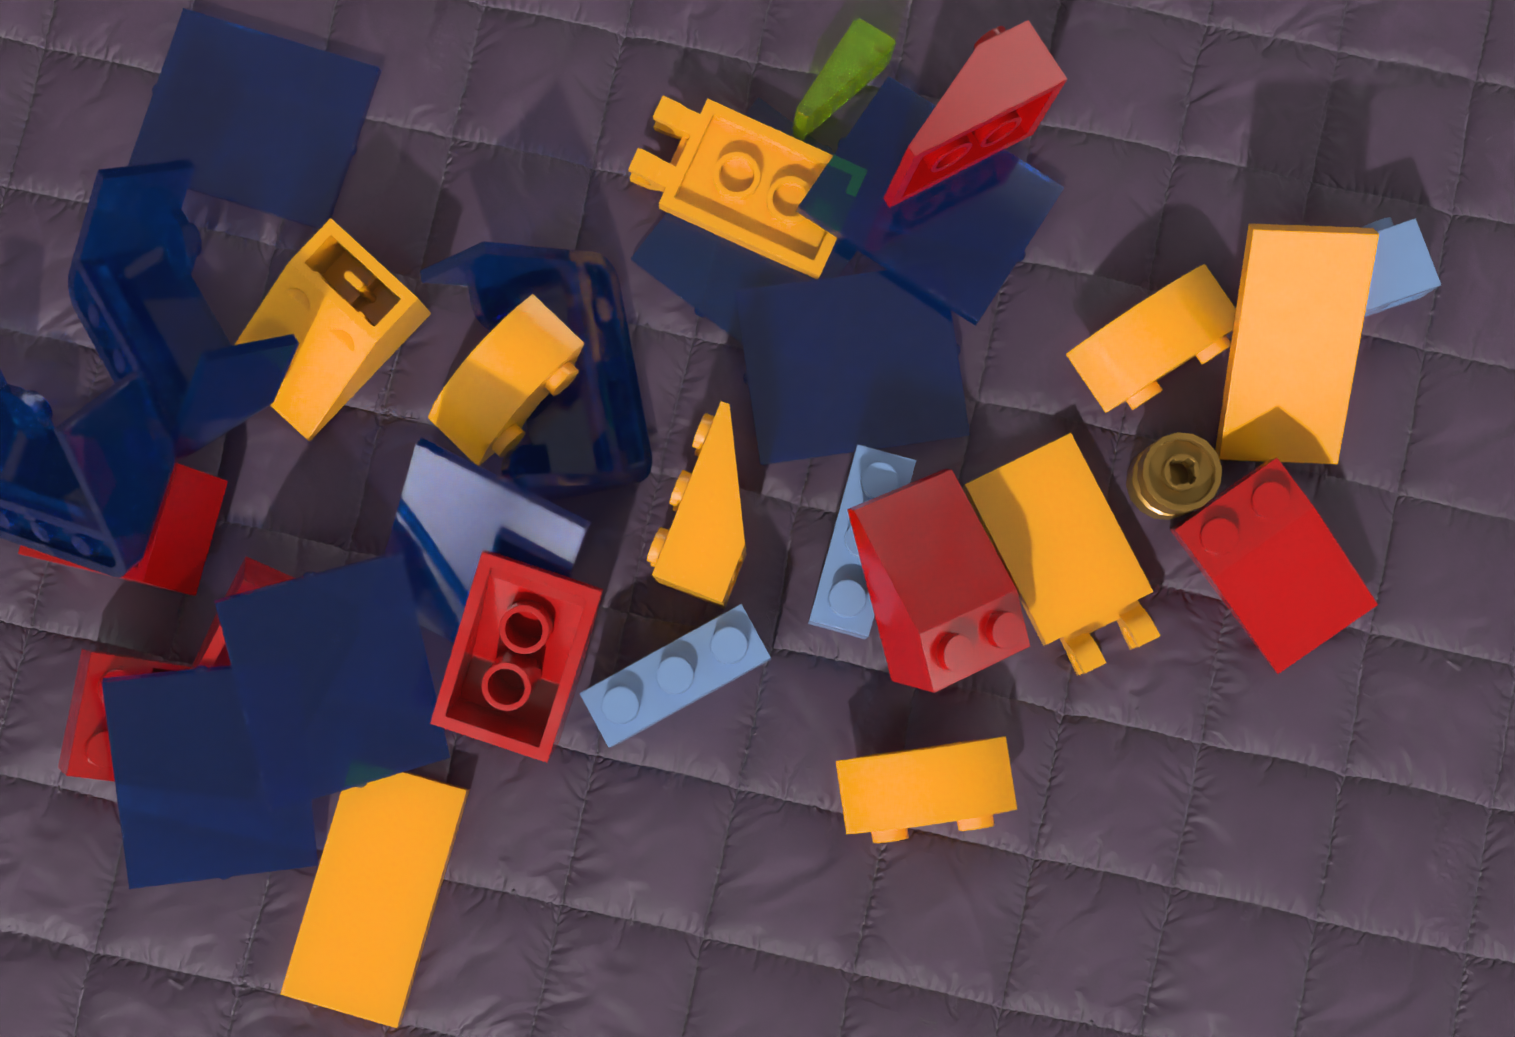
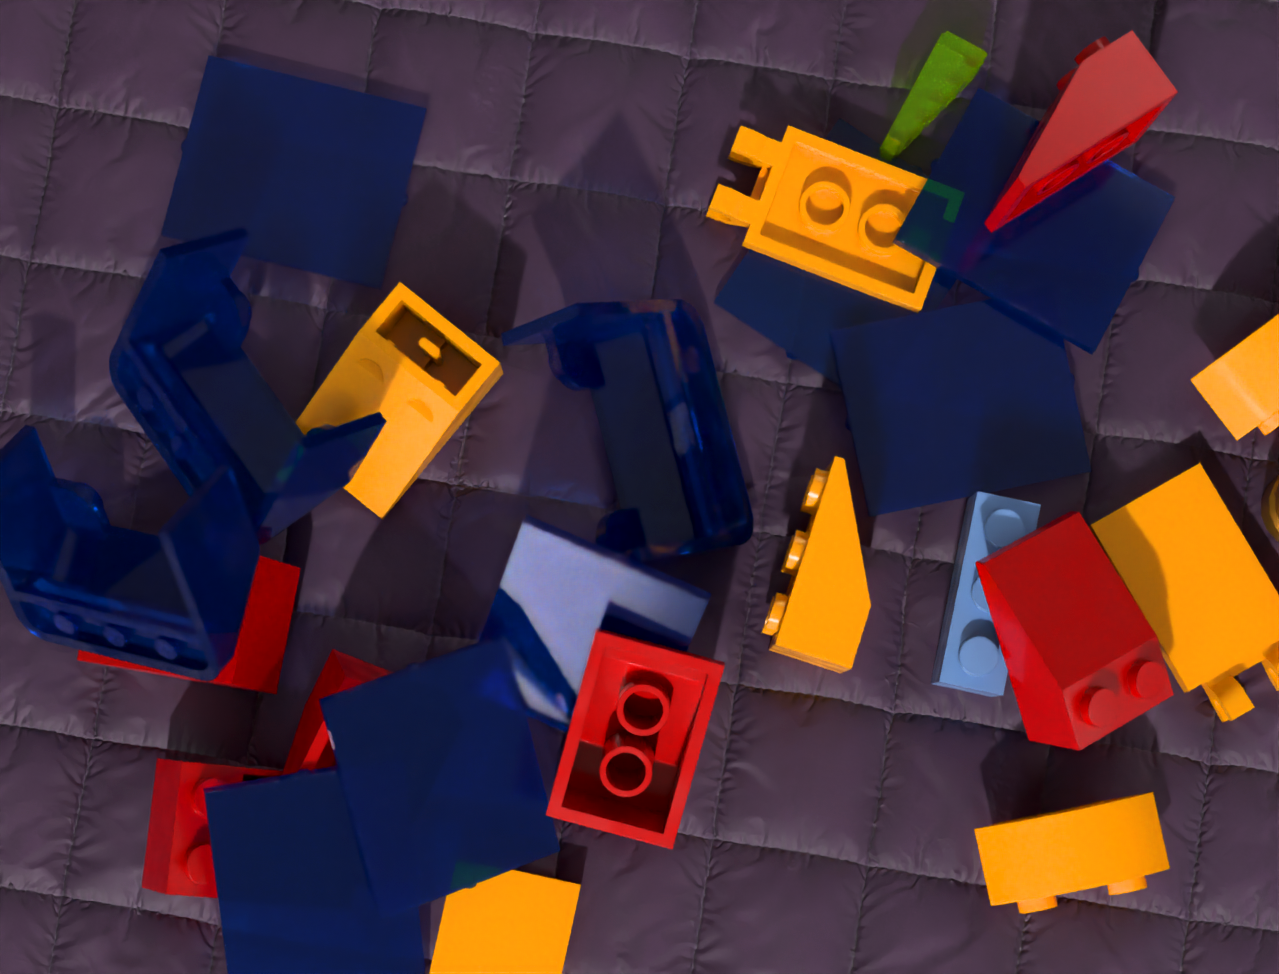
camera: 10 degrees left, 0 degrees up
(506, 381) = (596, 443): light orange brick -> none
(675, 676) = (799, 748): medium blue brick -> none

